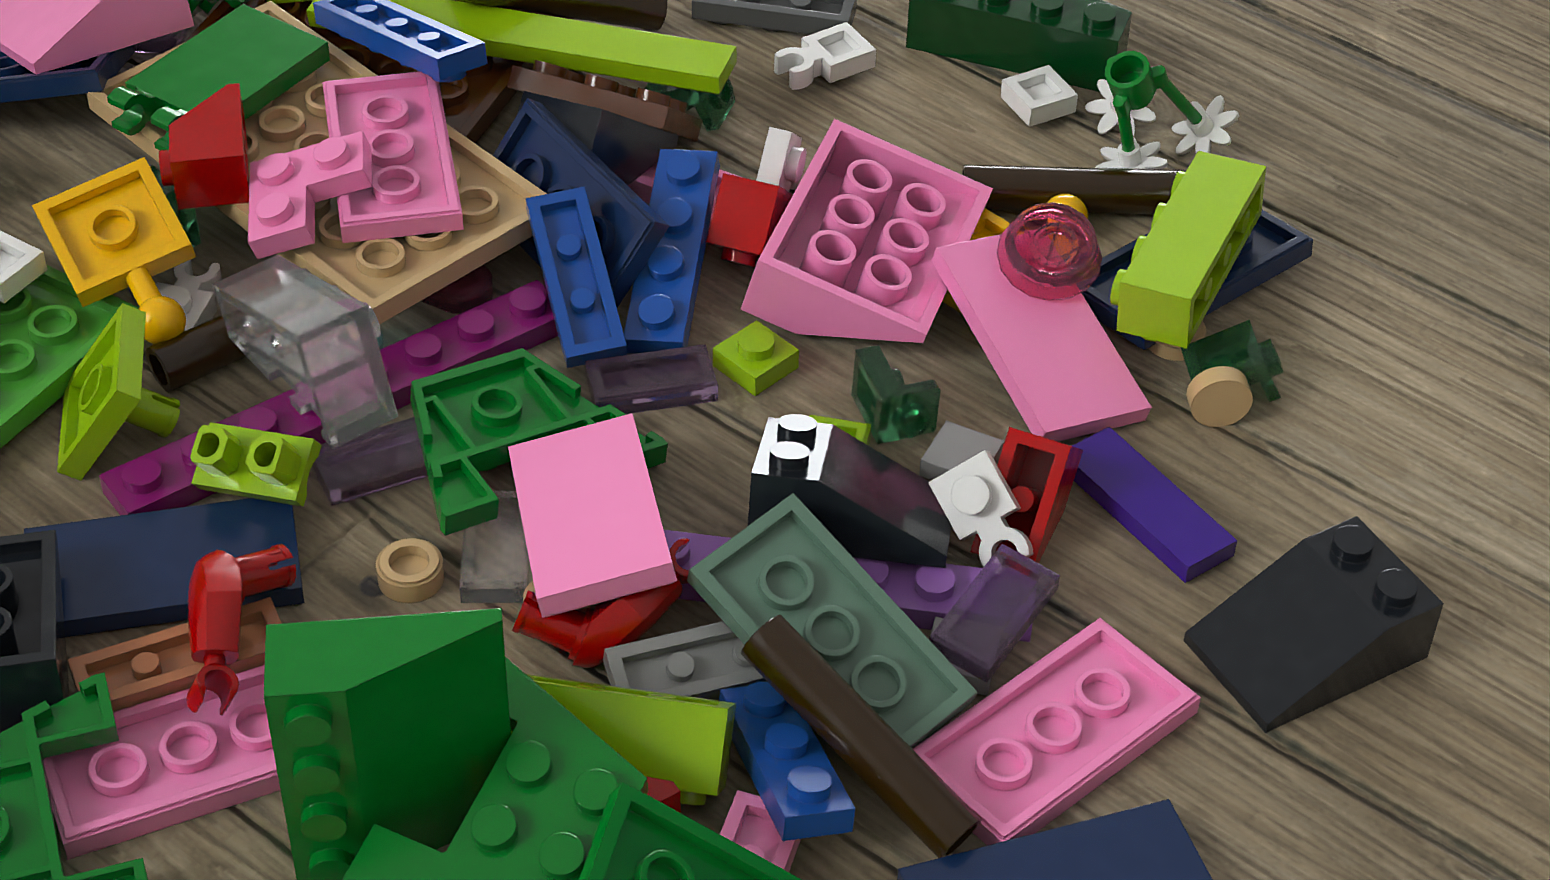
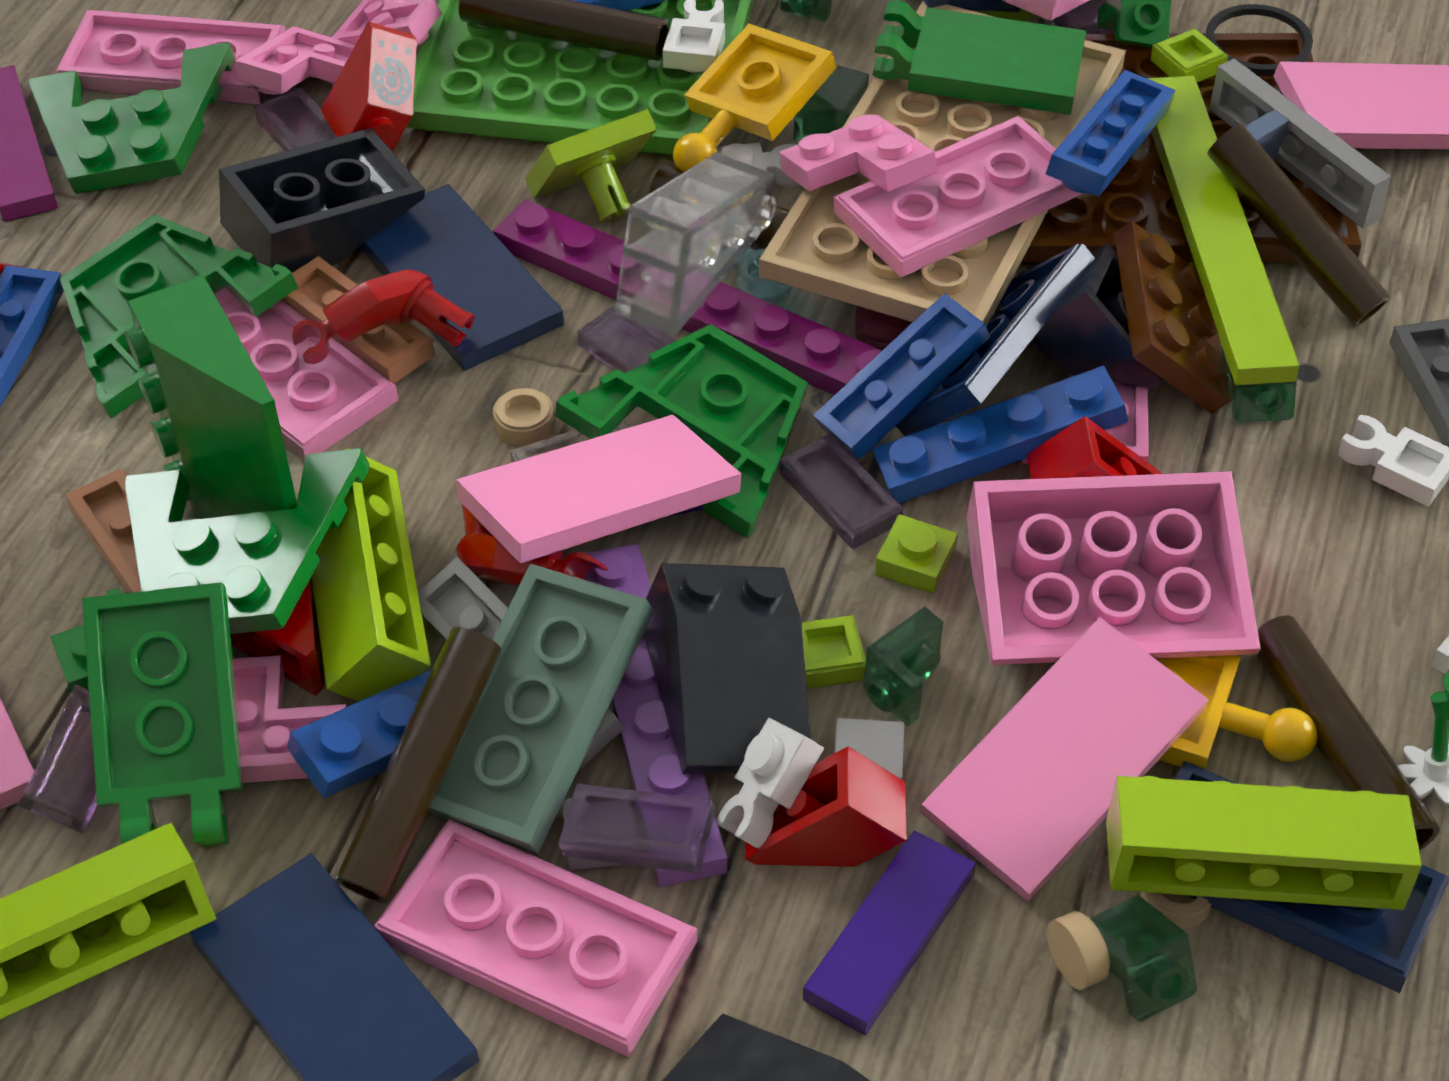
camera: 70 degrees right, 5 degrees up
(209, 153) = (875, 82): red slope -> none
(253, 463) = (560, 267): lime hips -> none
(782, 159) = (1166, 452): white plate -> none
(1050, 252) = (1180, 717): clear pink hat -> none

